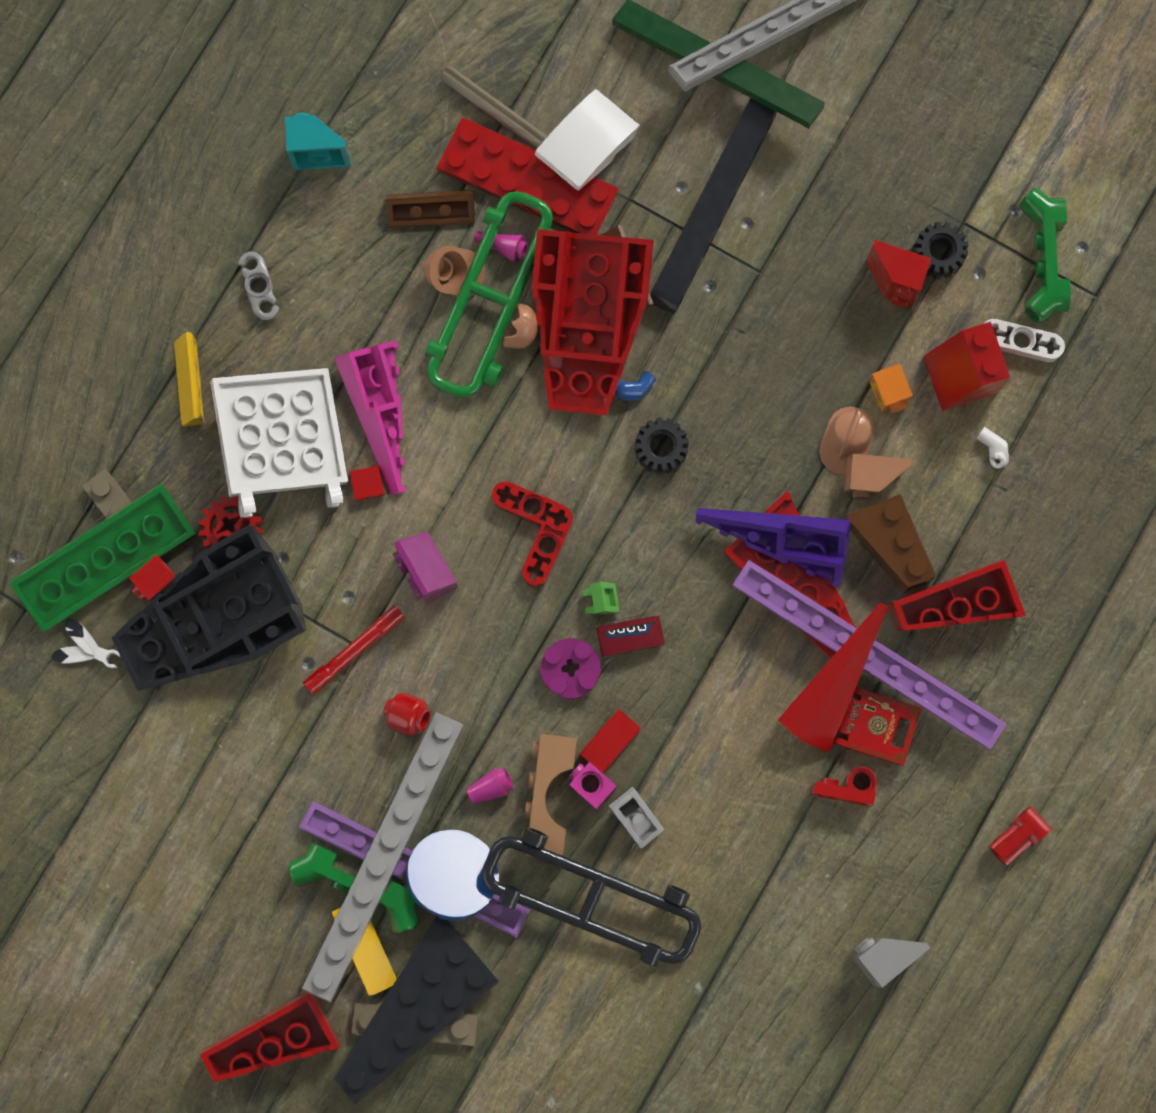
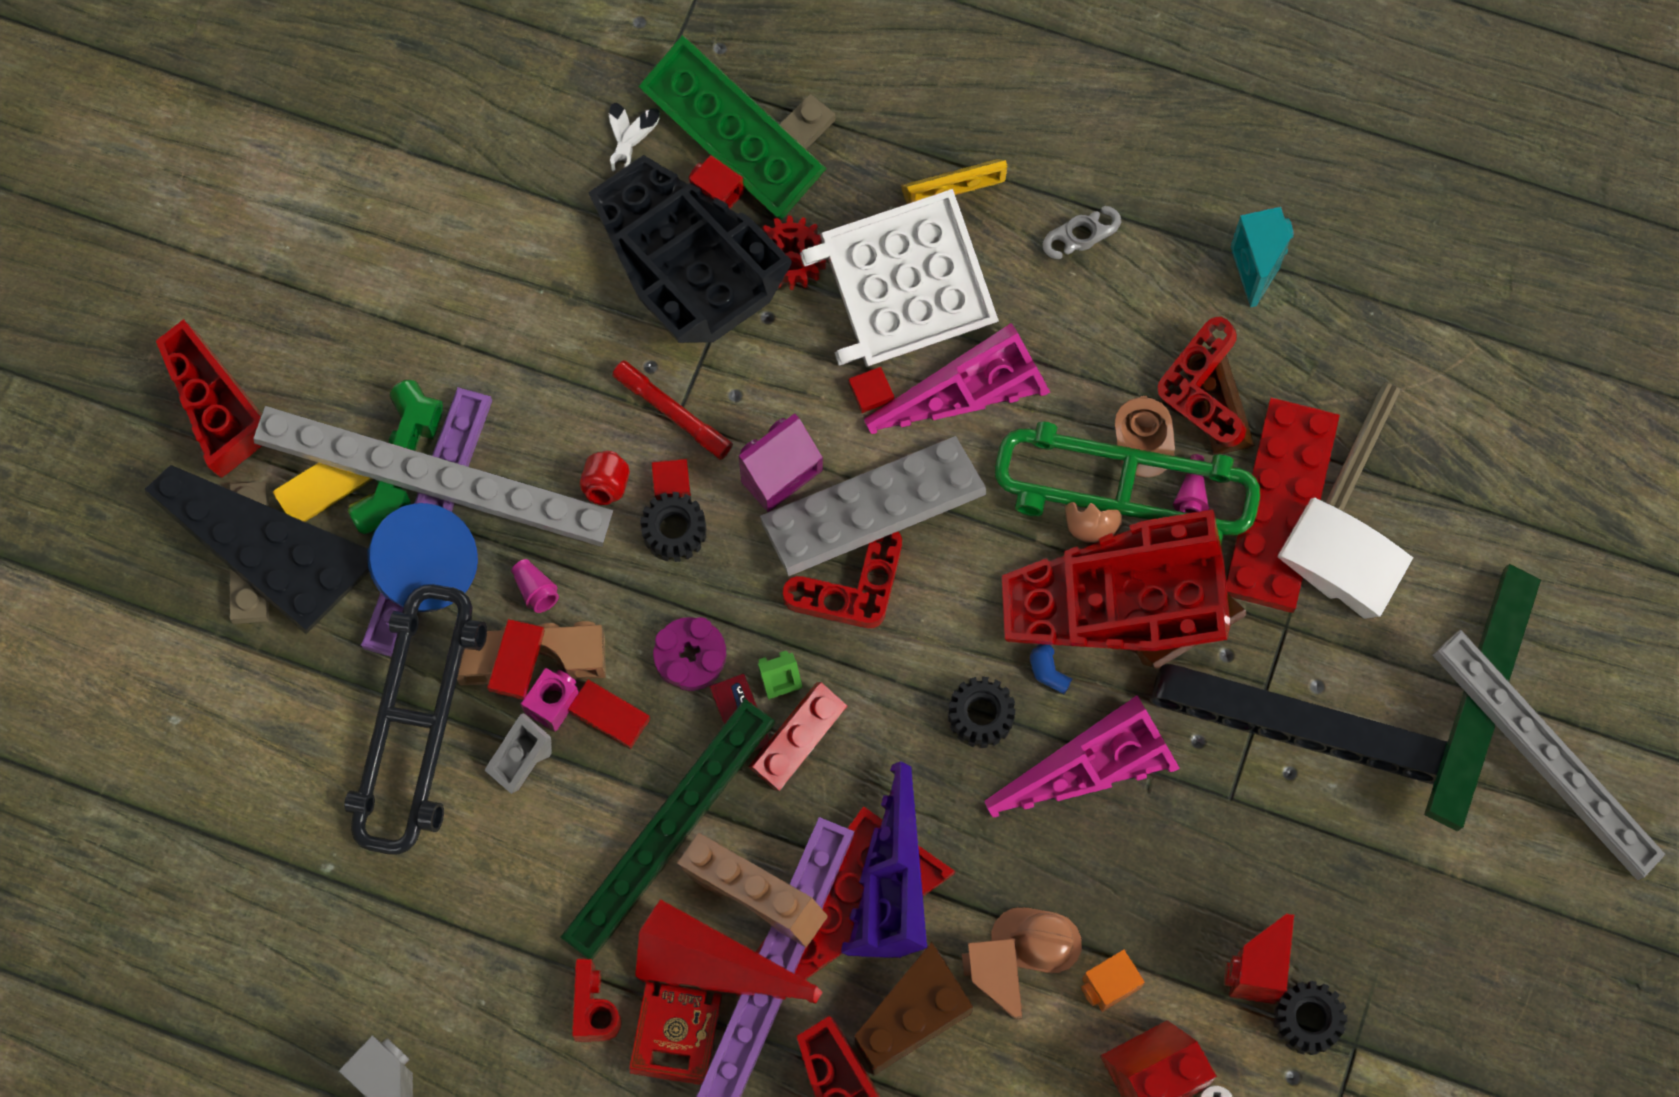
camera: 80 degrees right, 10 degrees down
(415, 660) = (671, 477): none -> red tile
(422, 226) = (1192, 393): none -> red beam
(467, 681) = (670, 506): none -> black tyre
(472, 499) = (872, 505): none -> light grey plate
(559, 806) = (516, 659): none -> red tile
(656, 593) = (797, 736): none -> plate
(707, 348) = (1110, 751): none -> dark pink wedge
(716, 707) = (667, 830): none -> dark green tile
(783, 646) = (766, 895): none -> medium nougat arch

